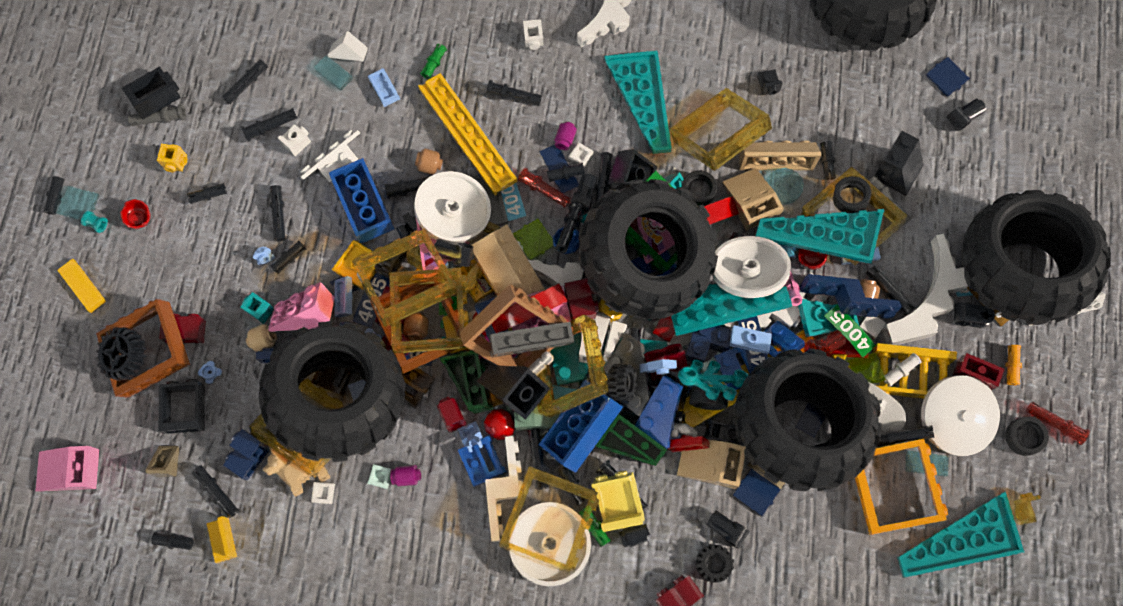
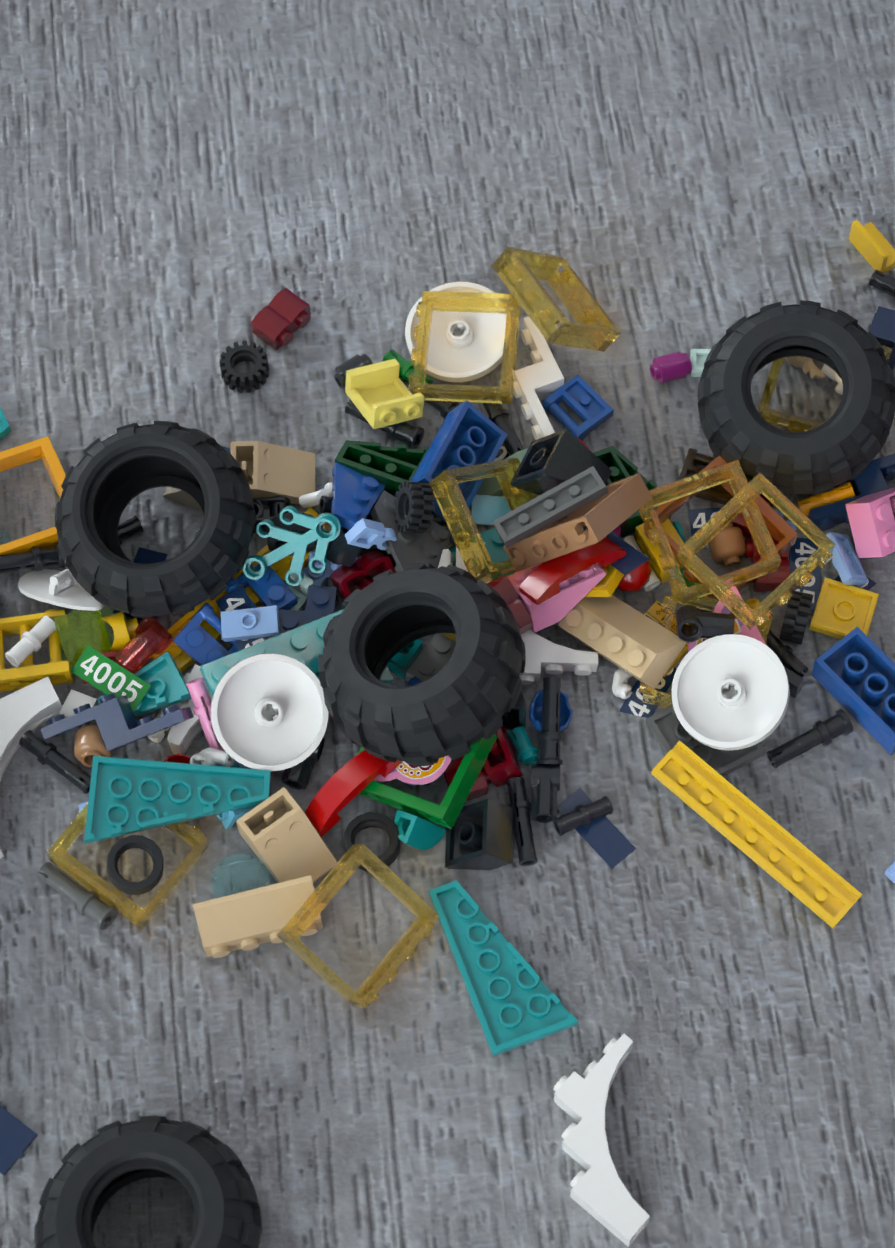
camera: 165 degrees right, 10 degrees down
(428, 161) = (799, 779): medium nougat head -> none
(433, 61) = (855, 949): green pin -> none
(451, 414) = (635, 440): dark red brick -> none
(470, 435) = (603, 429): light blue plate -> none
(491, 533) = (520, 273): none -> clear yellow window
(504, 89) = (719, 923): black pin -> none
(513, 202) = (647, 755): medium azure sticker -> none
(533, 34) = (707, 1019): white brick -> none
(534, 239) = (601, 711): clear neon green piece -> none
(536, 183) = (622, 788): clear red pin -> none
(565, 135) = (601, 872): magenta brick -> none
(581, 154) = (568, 855): white tile -> none
(688, 443) = (306, 481): red plate -> none
(733, 532) = (228, 404): black piece -> none
(769, 82) = (295, 1049): black bracket -> none
(797, 259) = (212, 757): none -> white arm
(828, 160) = (179, 937): black pin -> none
(901, 164) = (67, 946): black slope -> none

